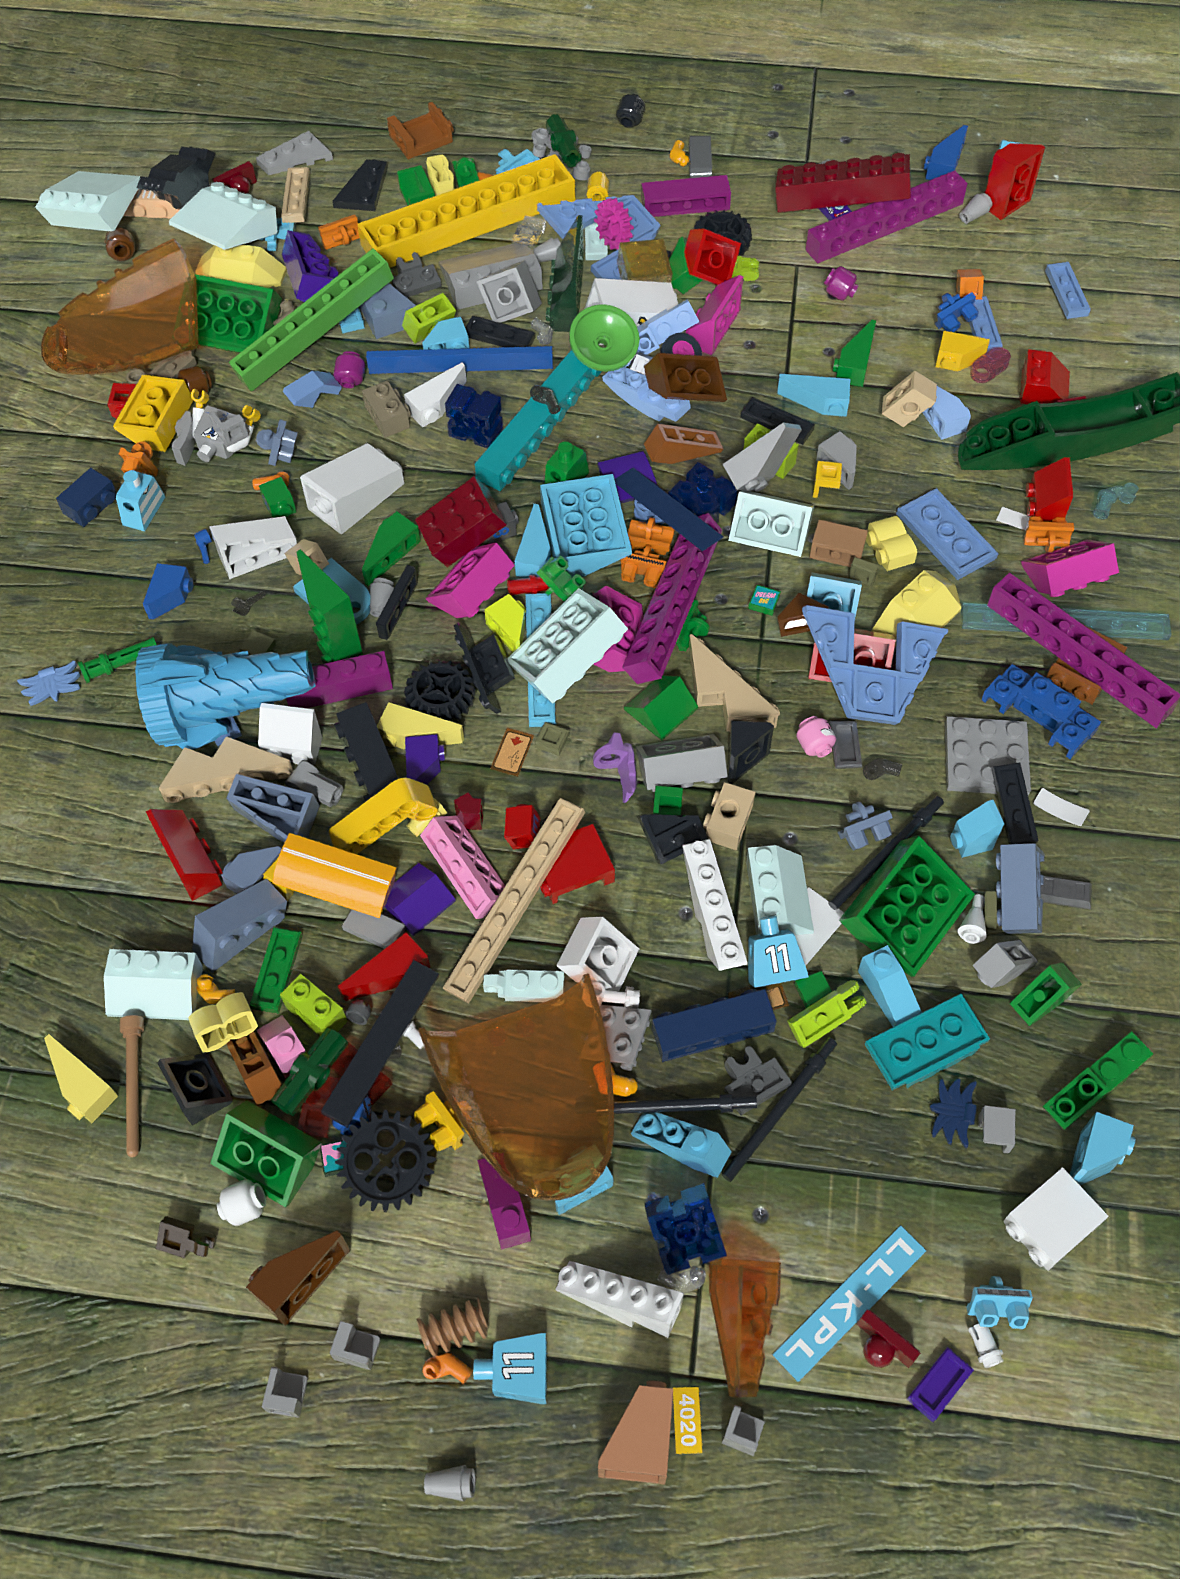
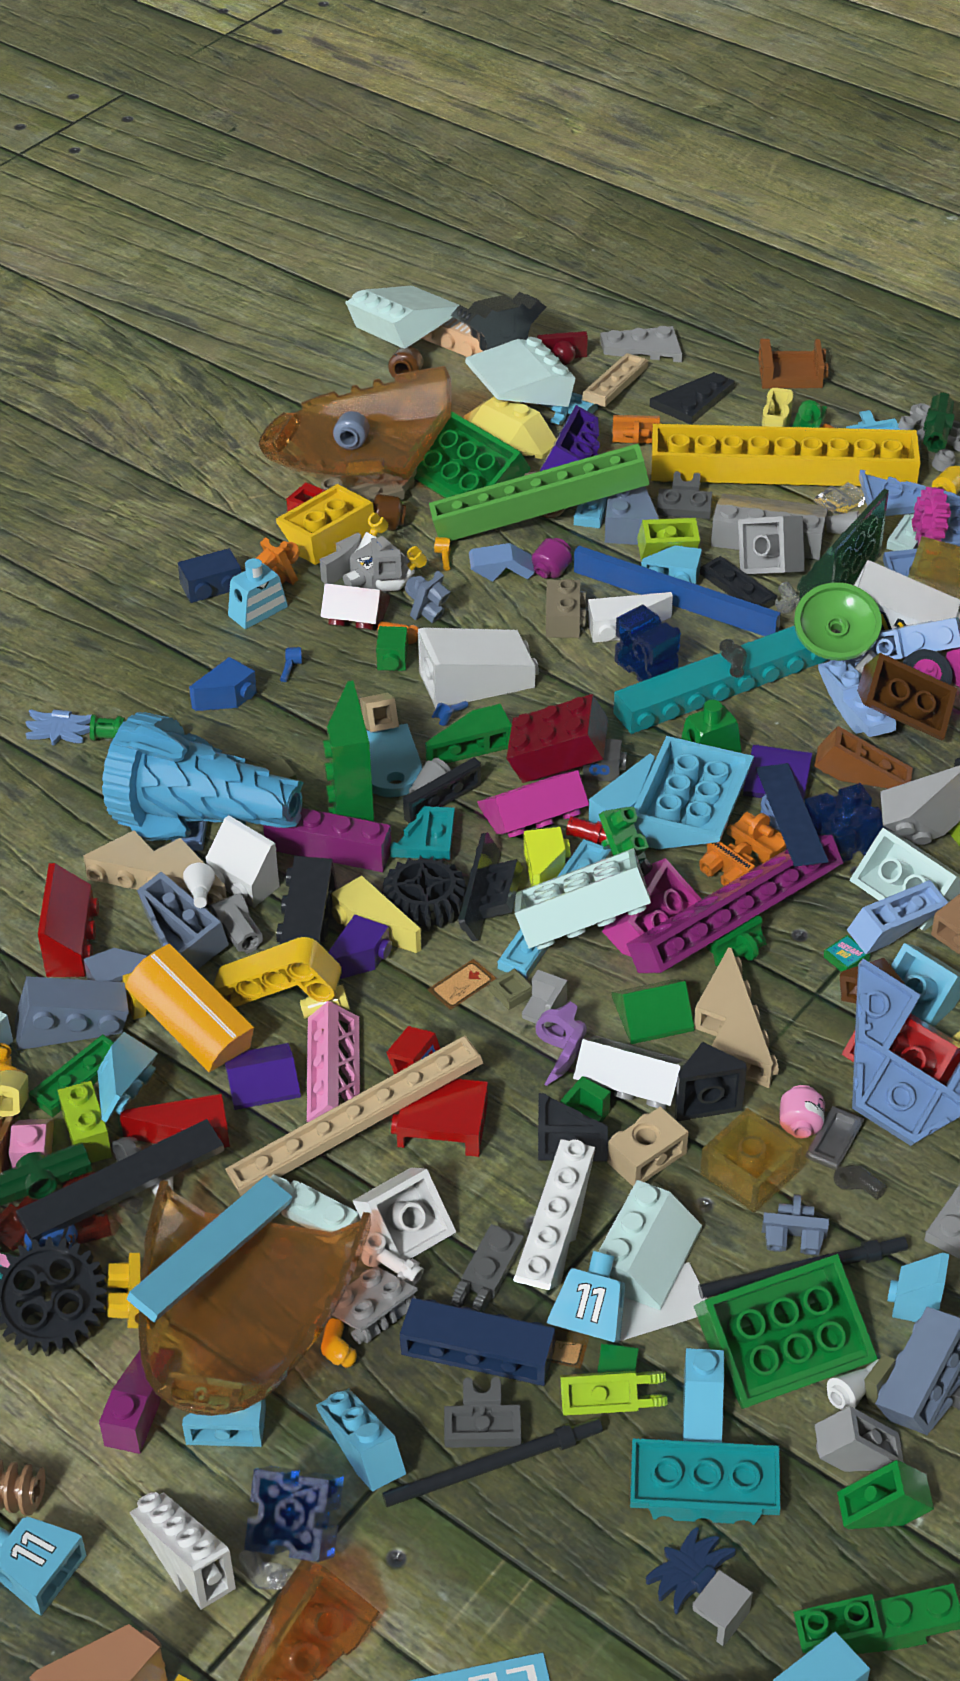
camera: 30 degrees right, 15 degrees down
(118, 321) = (351, 430): none -> sand blue head
(223, 476) = (354, 605): none -> slope
(243, 607) = (289, 733): clear smoke hand -> none
(252, 544) = (323, 674): white wedge -> none
(256, 393) = (442, 546): none -> light orange hand
(271, 768) = (199, 880): none -> white cone
(318, 956) = (123, 1074): none -> medium azure slope
(354, 535) = (445, 711): none -> blue hand
(376, 930) = (196, 1079): light grey tile -> none
(410, 644) = (427, 835): none -> teal wing
(414, 185) = (747, 409): green panel -> none
(469, 811) = (372, 1016): dark red piece -> none
(488, 1063) = (209, 1249): none -> medium azure tile
(583, 736) = (547, 994): none -> light grey panel
(680, 964) = (488, 1267): none -> dark grey hinge
(724, 1103) = (429, 1419): black bar -> none
(787, 556) = (895, 916): none -> light blue slope
(808, 791) = (750, 1159): none -> clear yellow brick

